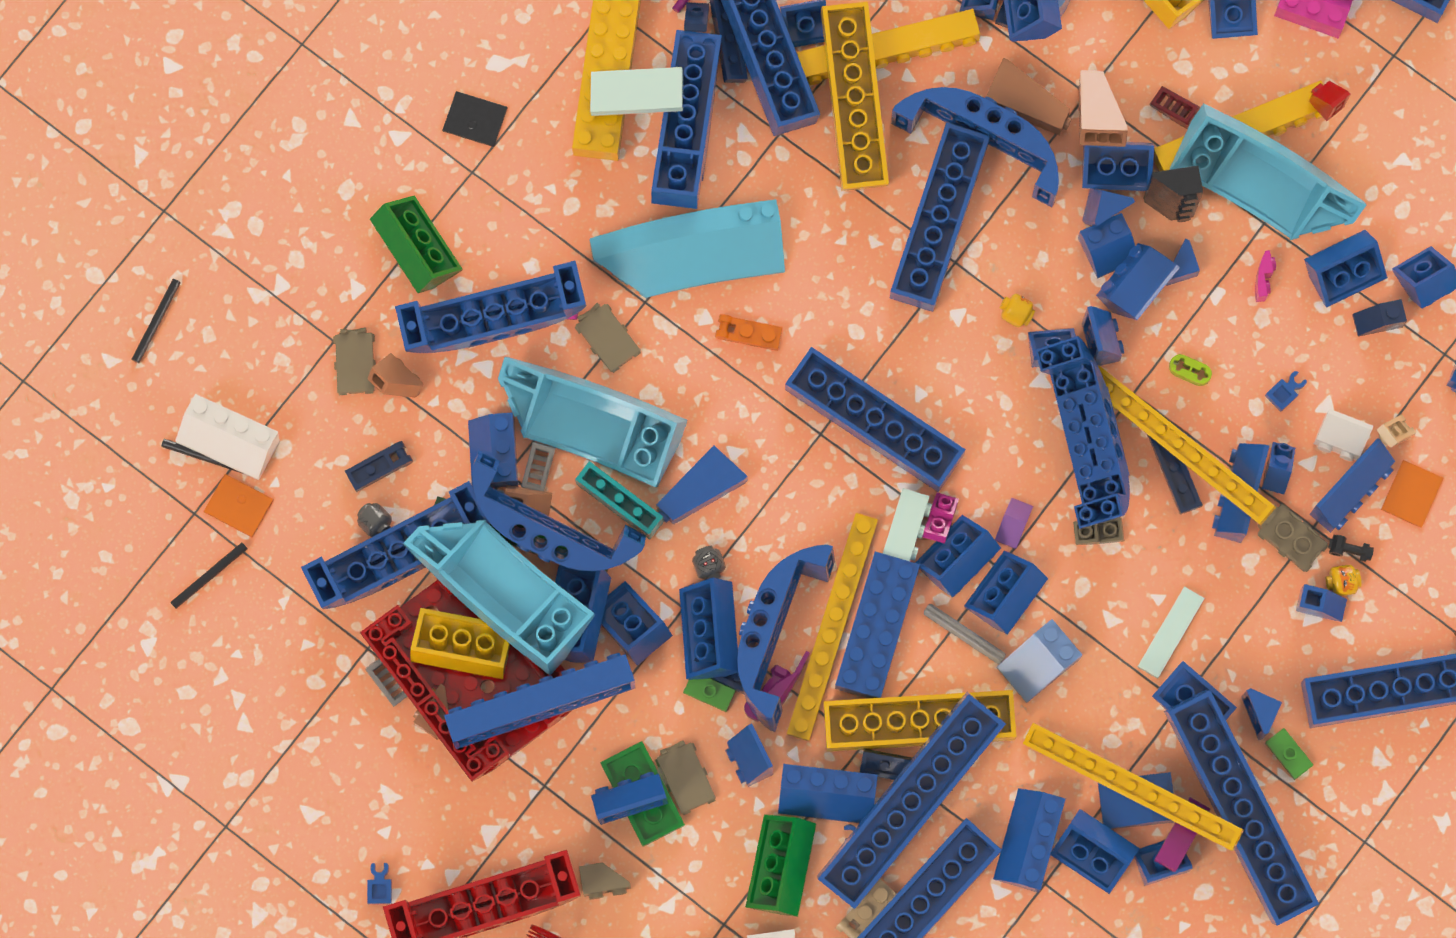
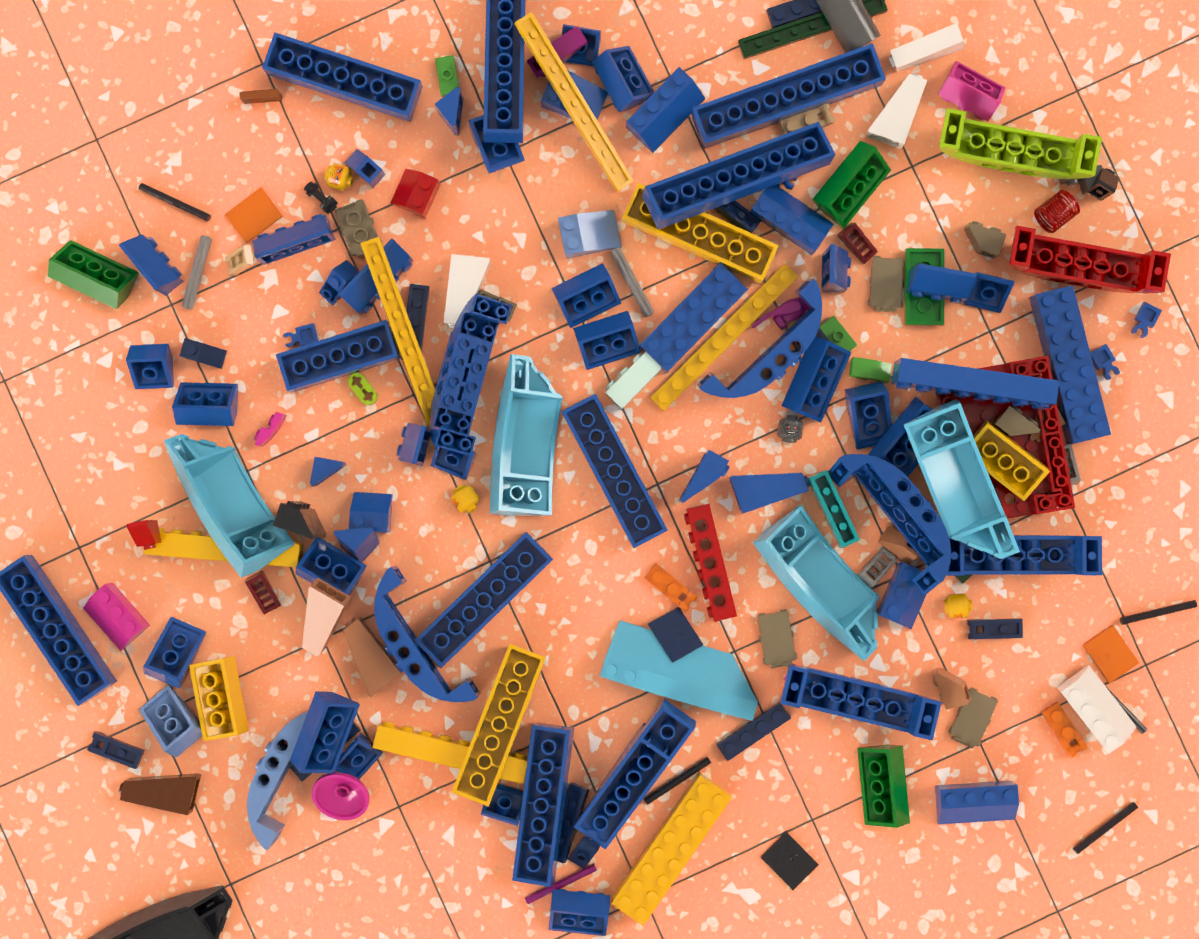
camera: 160 degrees left, 10 degrees up
(251, 400) = (1063, 729): none -> orange plate
(308, 276) = (976, 802): none -> blue slope
(373, 519) = (1018, 589): dark grey head -> none
(405, 816) = (1102, 359): none -> blue plate
(431, 469) = (958, 606): none -> yellow head
(439, 789) = (1071, 363): none -> blue brick
(468, 688) = (1013, 423): none -> dark tan slope
(570, 823) = (989, 292): none -> blue slope
(583, 226) = (753, 731): none -> dark blue plate
(631, 147) = (677, 780): none -> black bar
(636, 91) = (662, 815): light aqua tile -> none
(656, 671) = (870, 369): none -> bright green slope
(718, 284) = (675, 634): none -> dark blue piece
(754, 425) = (727, 609): none -> red brick
(758, 814) = (853, 247): none -> dark red slope
(773, 472) = (708, 471): none -> blue slope
(940, 517) = (604, 374): dark pink slope -> none
(986, 401) = (524, 442): none -> medium azure slope
(1013, 523) = (552, 344): medium lavender slope -> none
(1137, 281) = (365, 471): blue slope -> none
(1143, 533) = (464, 281): none -> white slope
(1170, 632) = (483, 205): light aqua tile -> none
(1235, 386) = (338, 356): none -> blue brick
(1251, 606) = (416, 192): none -> red slope
(1342, 435) = (279, 279): white slope -> none
(1437, 400) = (196, 272): none -> light grey axle

